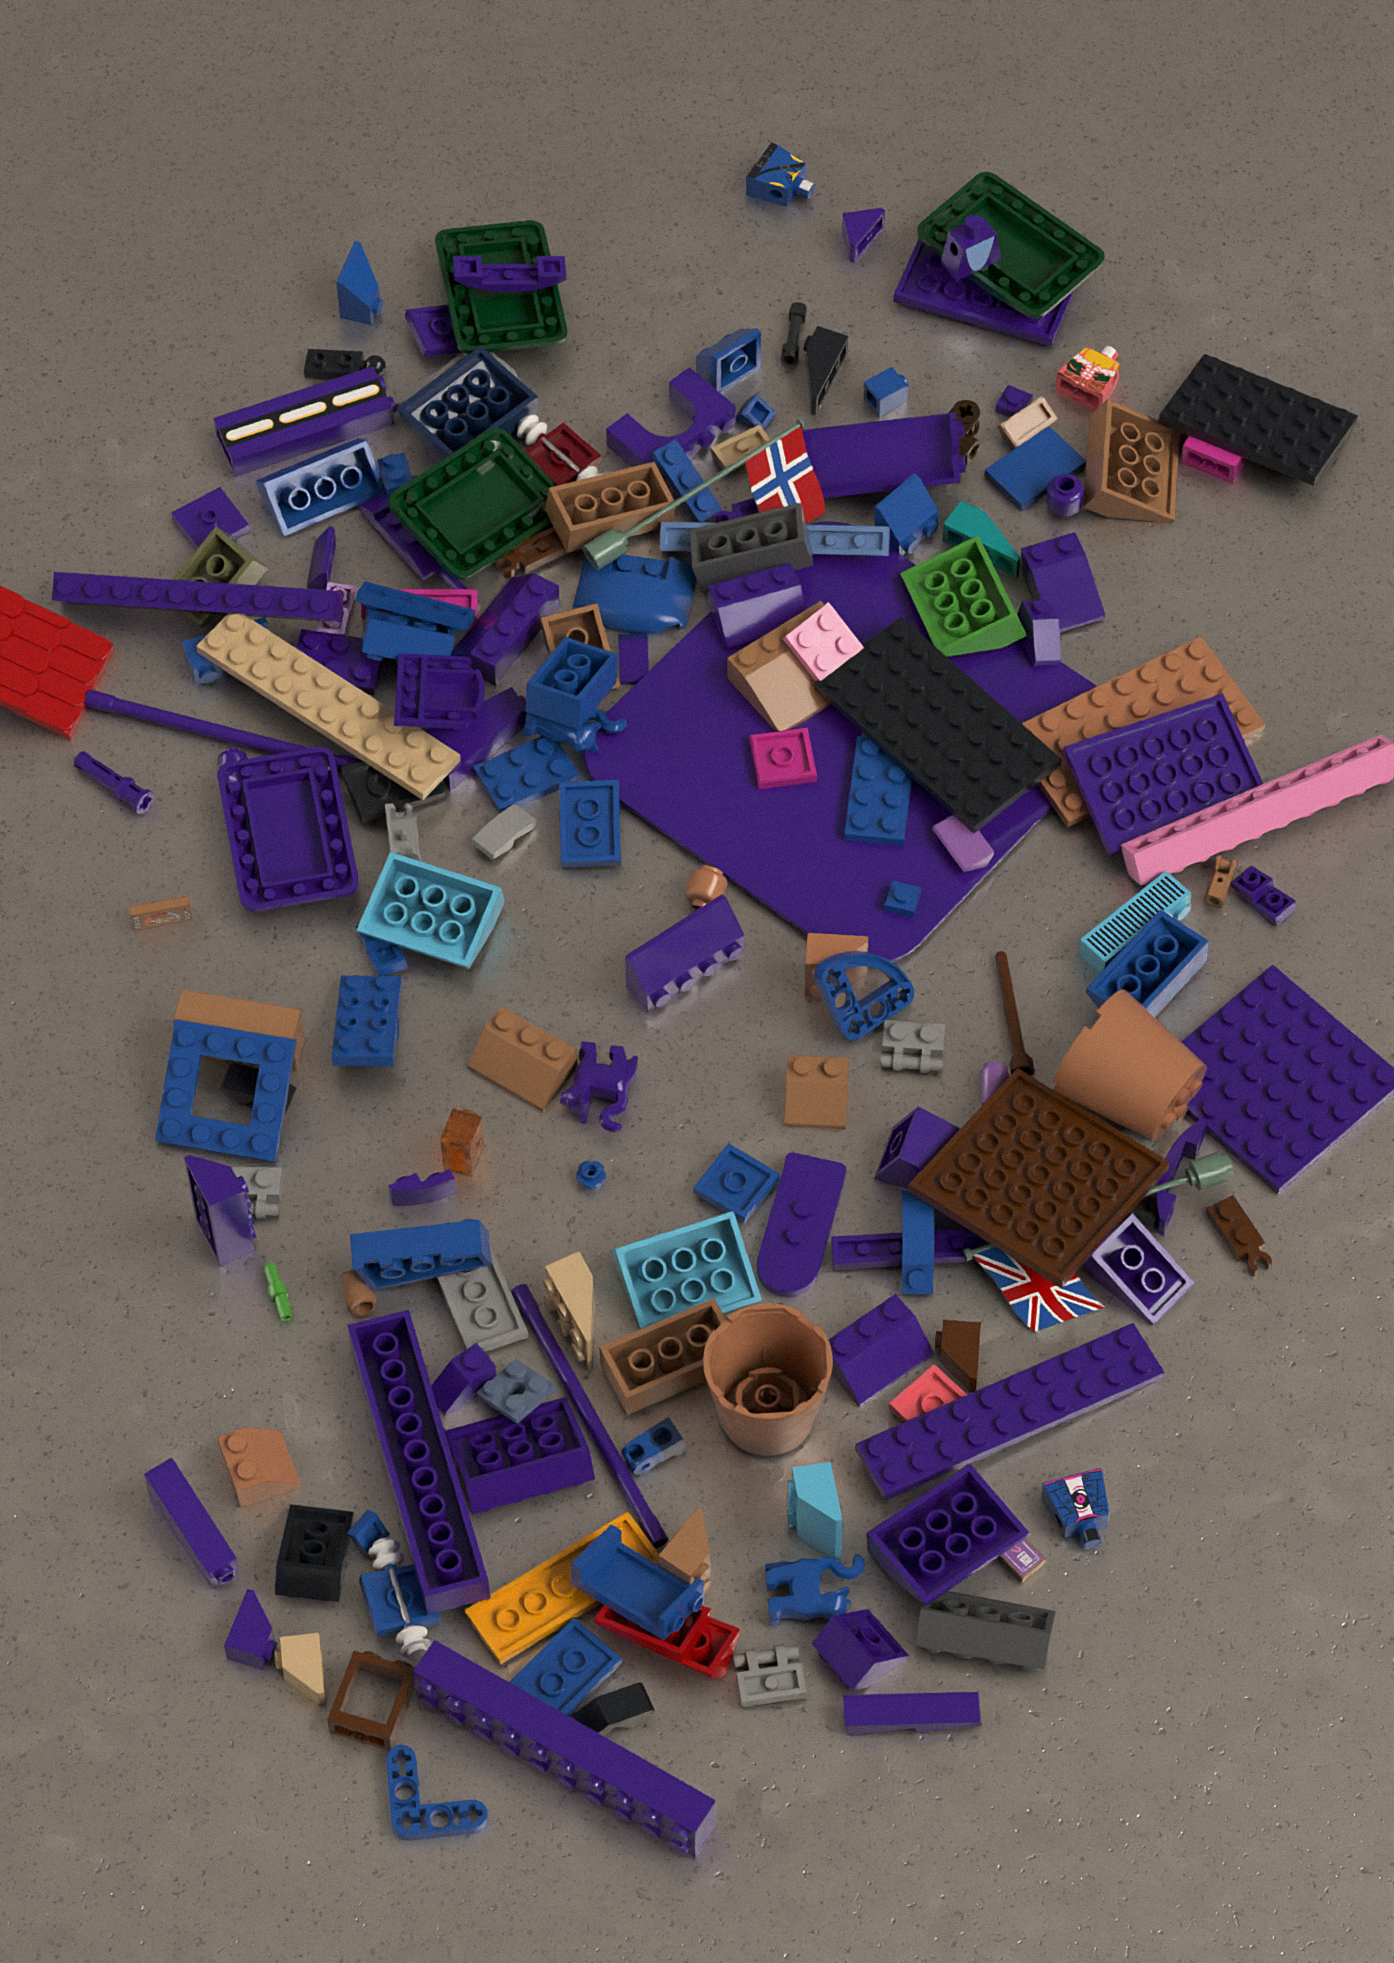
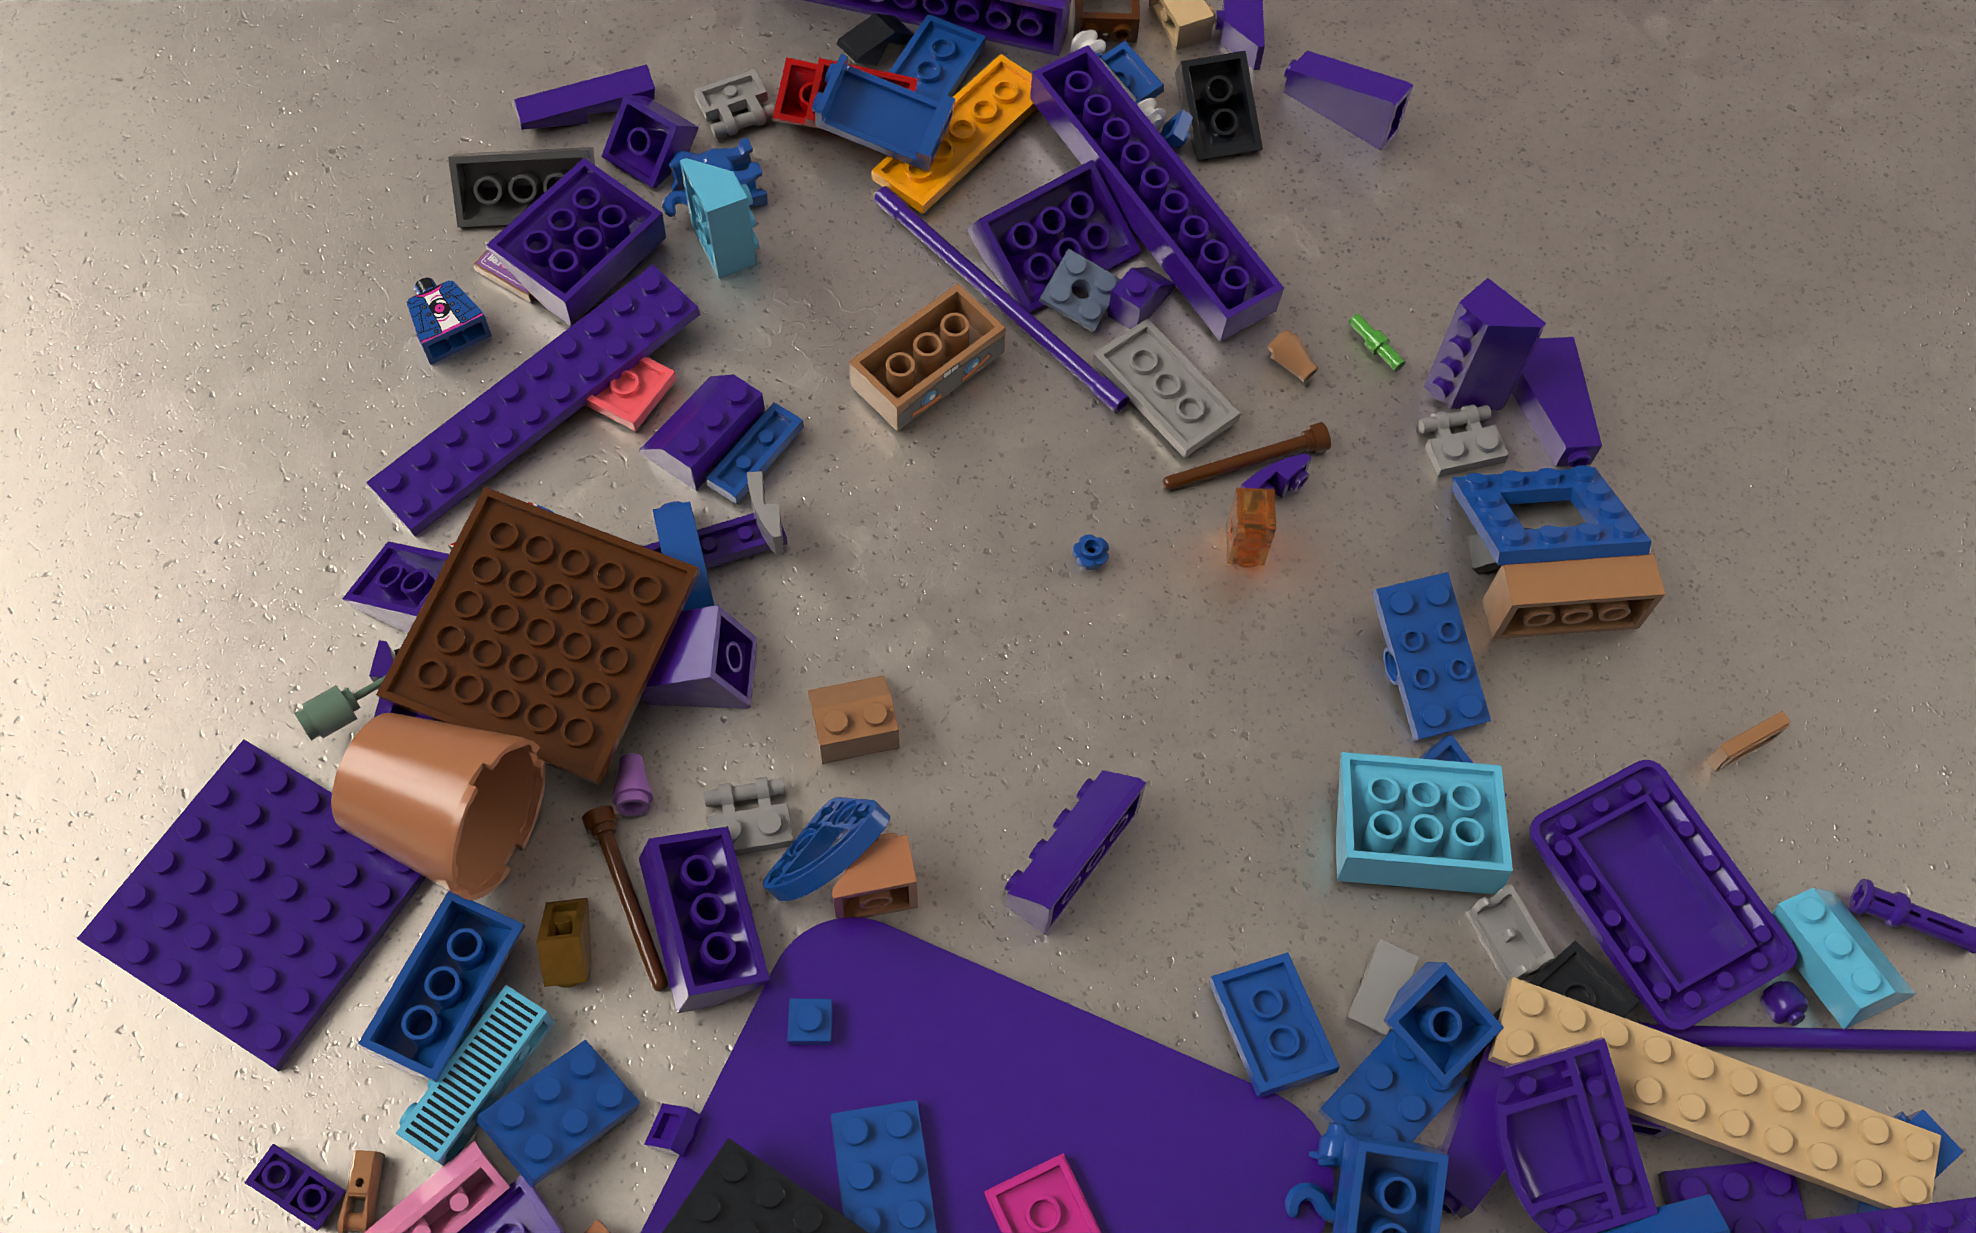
camera: 160 degrees right, 5 degrees up
(156, 1203) = (1558, 402): none -> dark purple slope
(183, 767) = (1840, 957): none -> medium azure slope
(257, 1464) = (1312, 168): nougat slope -> none
(374, 1218) = (1314, 439): none -> reddish brown piece
(419, 1252) = (1243, 382): blue wedge -> none
(482, 787) = (1441, 1021): none -> blue slope
(523, 1059) = (1224, 670): medium nougat slope -> none
(572, 1297) = (1053, 380): tan slope -> none
(602, 1081) = (1118, 660): dark purple animal -> none
(653, 1447) = (914, 275): leg -> none
(686, 1269) = (944, 461): medium azure slope -> none
(689, 1552) = (843, 161): medium nougat slope -> none
(705, 885) = (1082, 967): nougat head -> none
(736, 1183) = (917, 579): blue plate -> none
(767, 1376) = (802, 293): nougat cone -> none
(799, 1224) = (829, 556): dark purple piece -> none
(843, 1241) = (766, 515): none -> light grey slope
(847, 1309) = (755, 452): none -> blue plate
(960, 1350) = (606, 448): reddish brown slope -> none
(961, 976) = (702, 918): none -> dark purple slope
(967, 848) = (741, 1120): medium lavender slope -> none
(1010, 862) = (672, 1129): none -> dark purple plate
(1060, 992) = (565, 943): none -> pearl gold slope
(1082, 885) = (558, 1113): none -> blue plate
(1239, 1233) = (288, 670): reddish brown plate -> none

